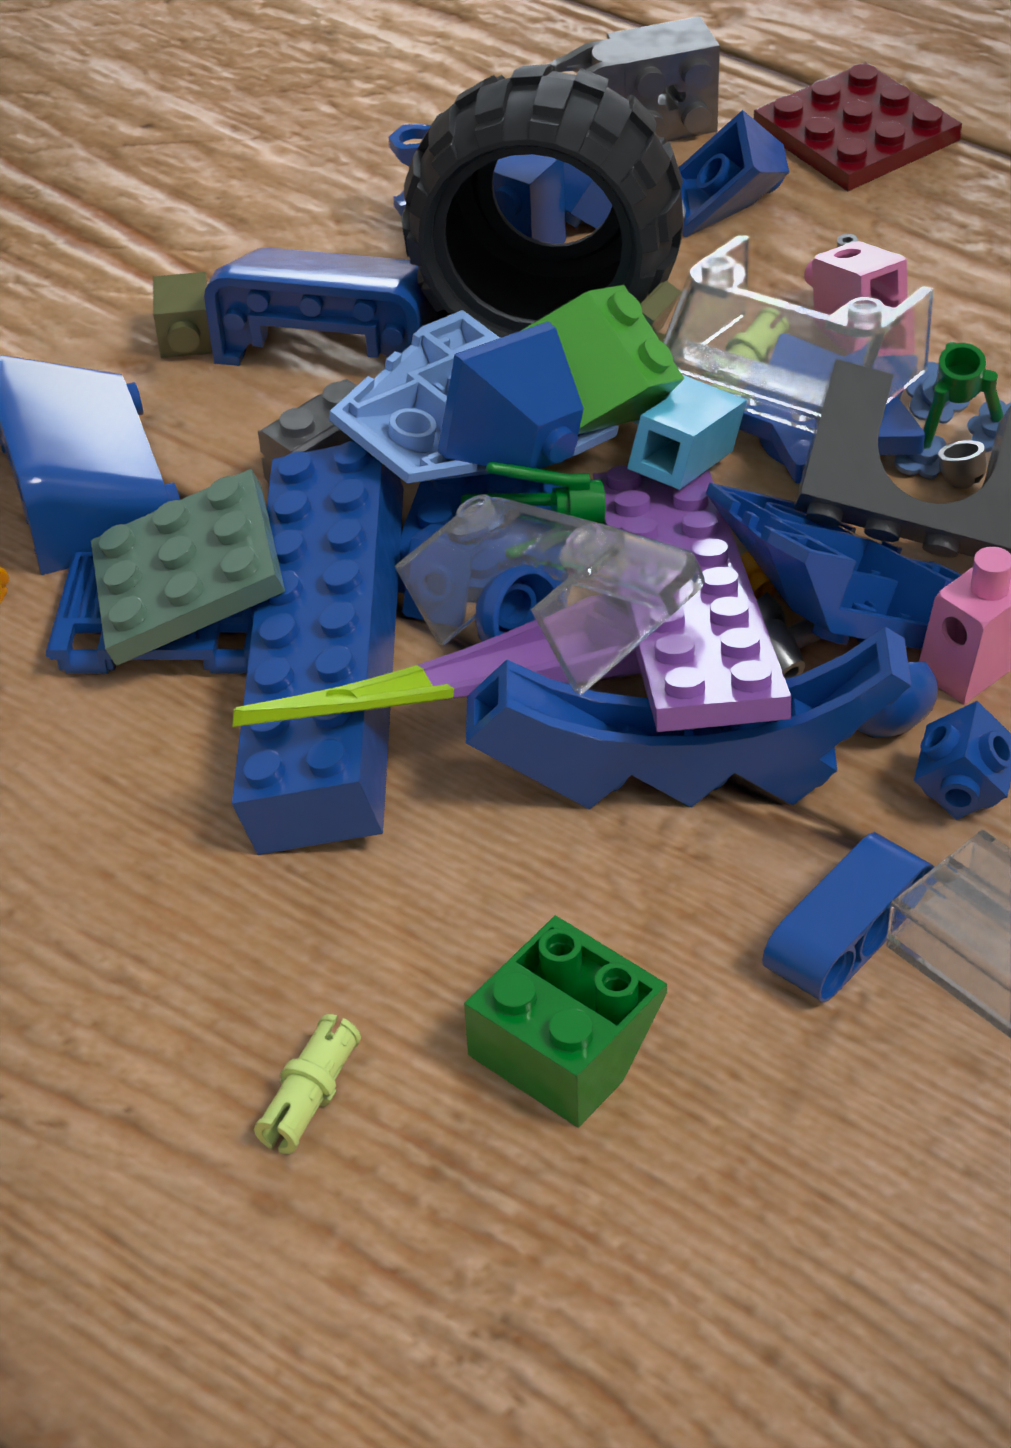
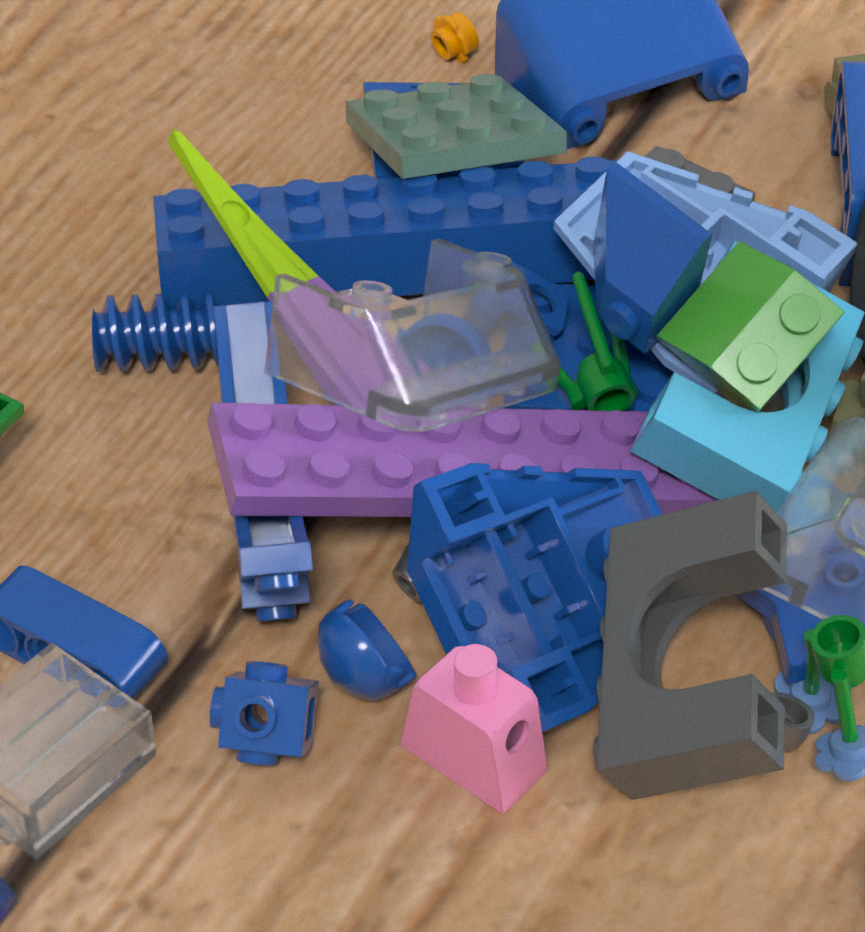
camera: 80 degrees right, 0 degrees up
(422, 831) = (153, 333): none -> blue piece

